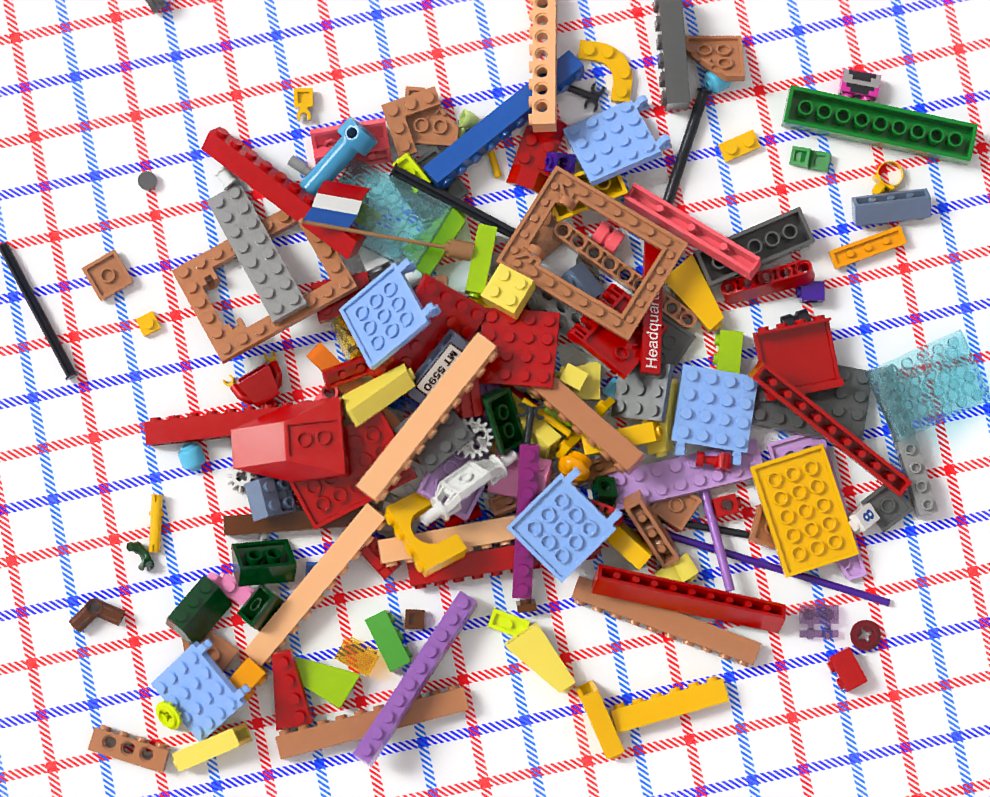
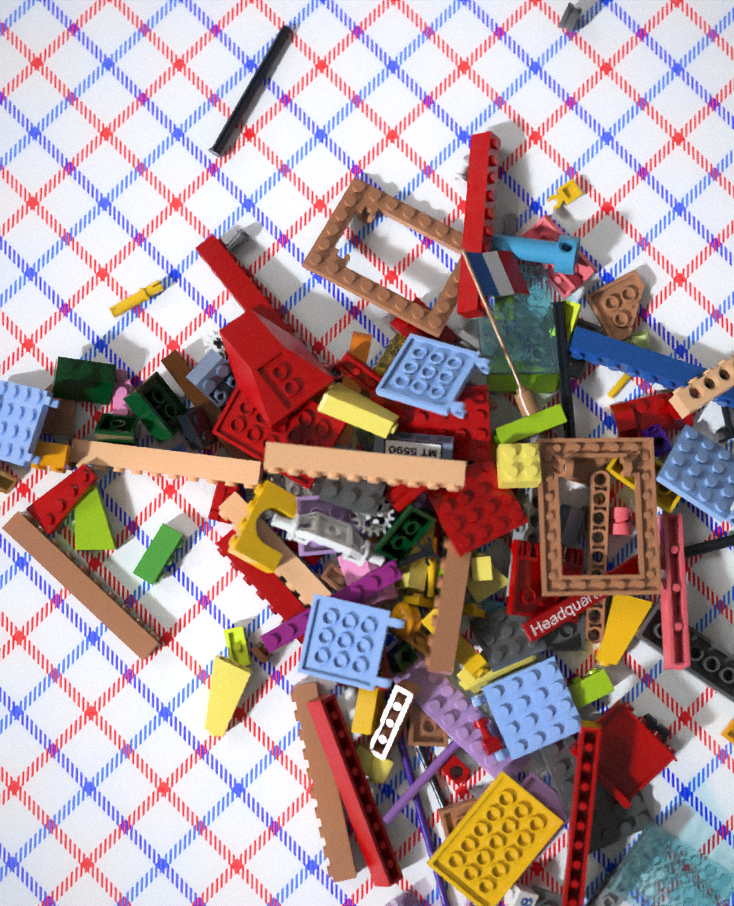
camera: 60 degrees right, 0 degrees up
(86, 616) = (24, 291): reddish brown piece -> none
(107, 275) = (316, 128): nougat plate -> none
(139, 549) = (106, 298): dark green piece -> none
(147, 180) = (416, 110): dark grey tile -> none
(148, 324) = (298, 187): yellow plate -> none
(161, 403) = (239, 239): none -> dark grey pin
(191, 456) = (209, 292): medium azure head -> none
(257, 253) = (413, 236): light grey plate -> none
(258, 385) = (305, 309): red torso -> none
(302, 540) = (196, 428): none -> black brick
(357, 657) = (129, 537): clear yellow brick -> none
(397, 112) = (611, 276): nougat plate -> none
(414, 619) = (191, 565): reddish brown plate -> none
(415, 679) = (137, 598): medium lavender brick -> none
(600, 720) = (203, 777): yellow slope -> none
(669, 705) = (254, 830): yellow brick -> none
(777, 282) = (680, 687): red beam -> none
(811, 292) = (687, 726): dark purple brick -> none

